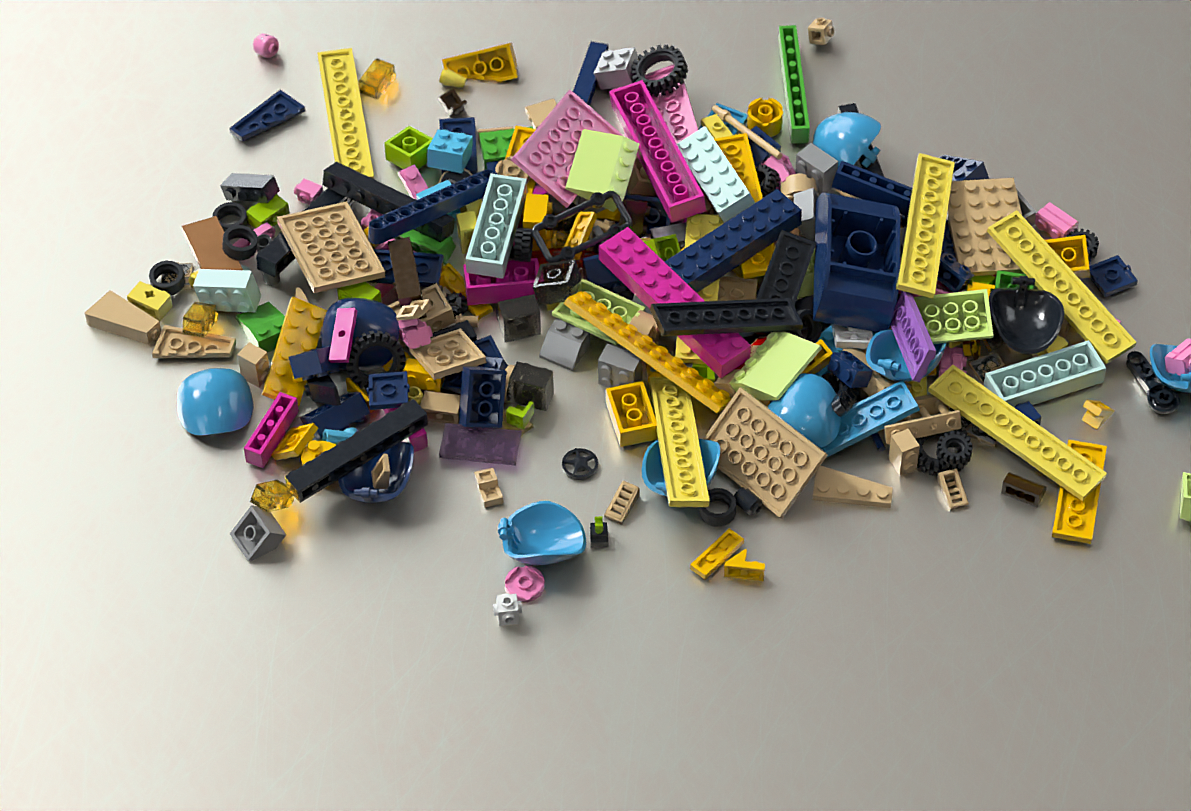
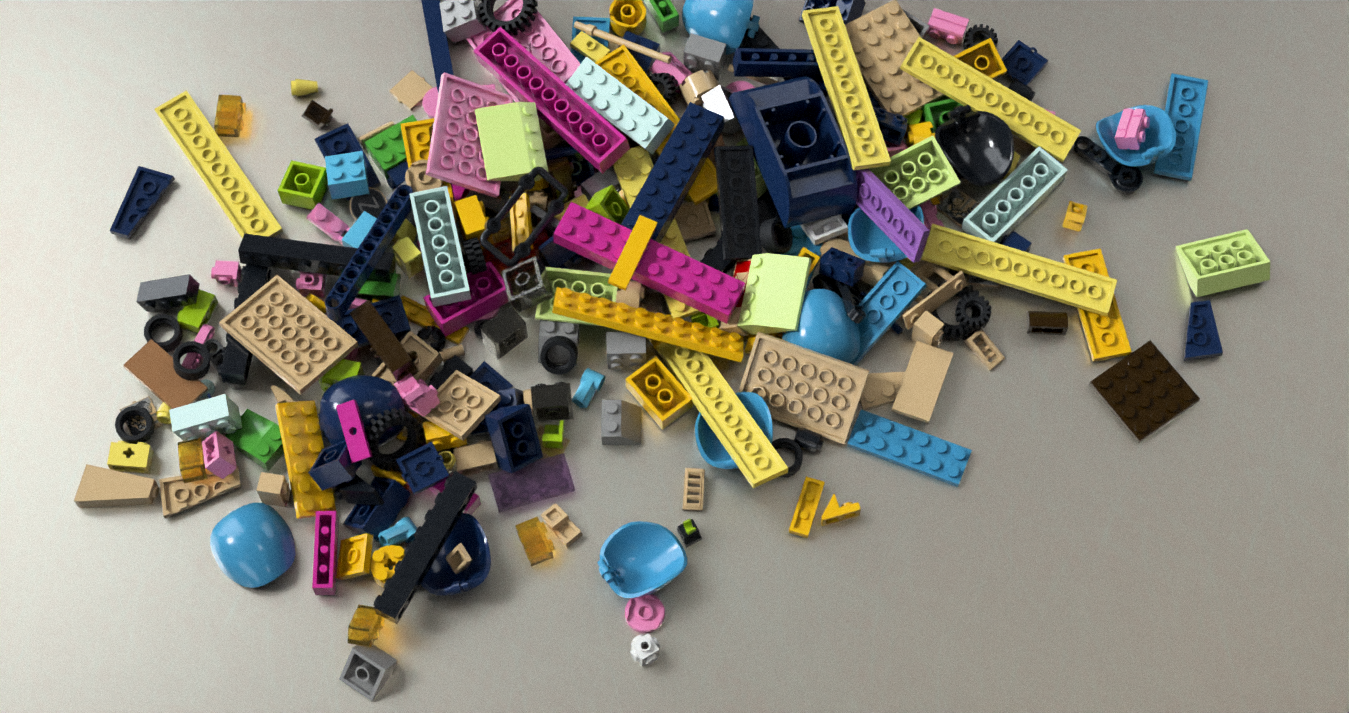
camera: 25 degrees left, 15 degrees up
(223, 321) = (219, 455): none -> bright pink brick
(266, 45) = (98, 120): bright pink head -> none
(414, 310) = (414, 380): tan slope -> none
(457, 489) = (534, 541): none -> clear yellow brick
(486, 64) = (330, 56): yellow wedge -> none
(544, 352) = (560, 341): none -> black tyre
(575, 386) = (590, 383): none -> medium azure piece
(580, 463) = (633, 463): black wheel -> none
(584, 426) = (620, 423): none -> light grey slope
(660, 283) = (632, 252): none -> yellow tile
(726, 316) = (711, 265): black plate -> none
(839, 543) = (909, 448): none -> dark azure plate
(877, 491) = (922, 382): none -> tan tile
(1088, 578) = (1144, 391): none -> dark brown plate
(1101, 295) = (1022, 90): none -> black brick
(1170, 550) = (1202, 332): none -> dark blue wing

